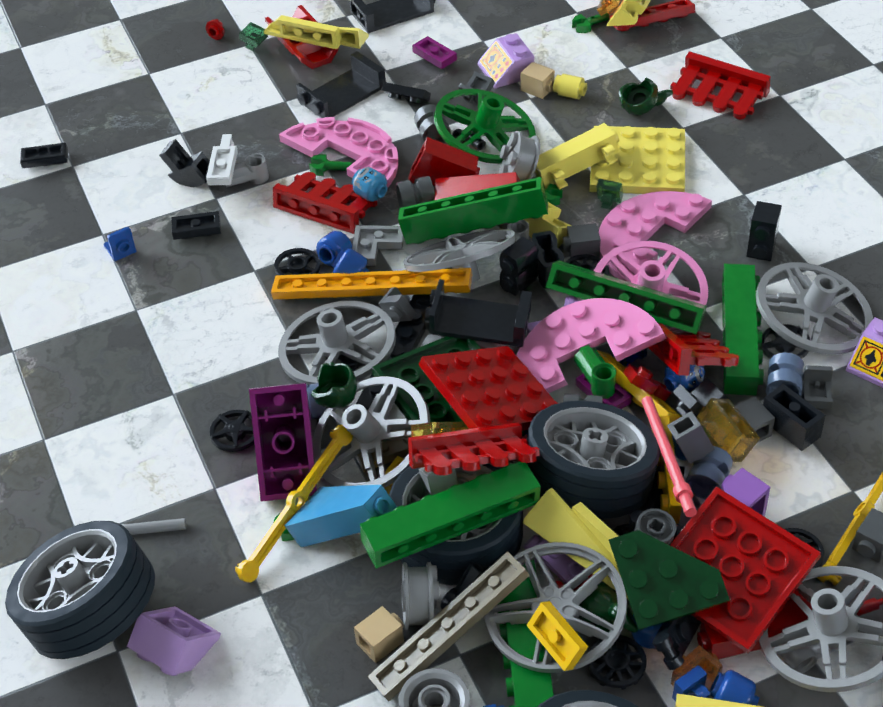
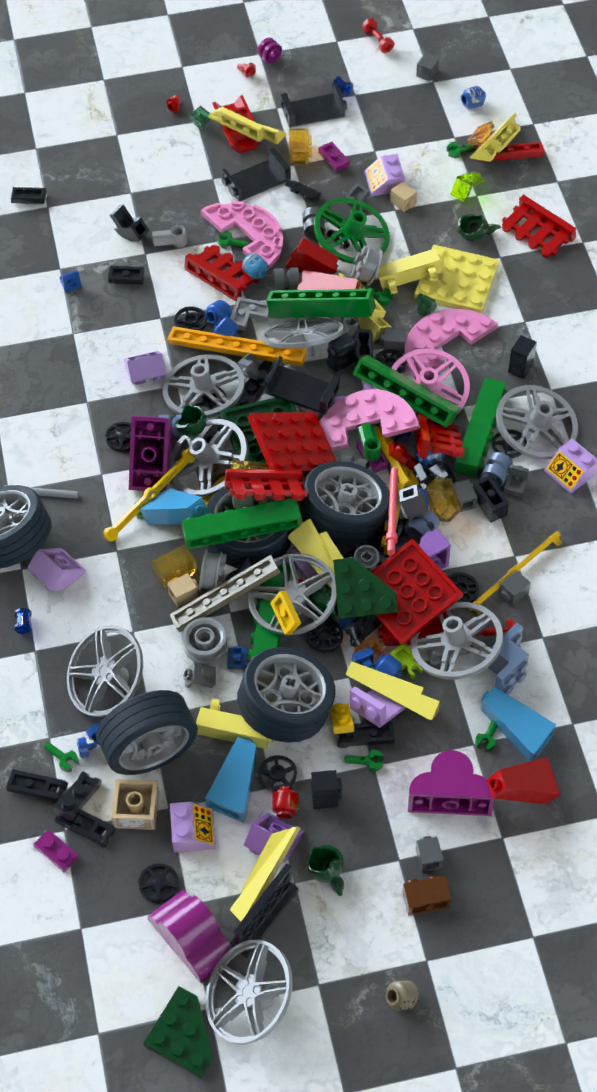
camera: 10 degrees right, 10 degrees up
(222, 162) = (153, 229): white hinge -> none
(249, 332) = (145, 367): none -> medium lavender slope
(356, 599) = (174, 565): none -> clear yellow brick
(388, 47) = (299, 146): none -> clear yellow brick
(570, 86) = (426, 206): light yellow brick -> none
(610, 55) = (464, 183): none -> clear neon green bracket
(759, 672) = (407, 659): none -> lime plate

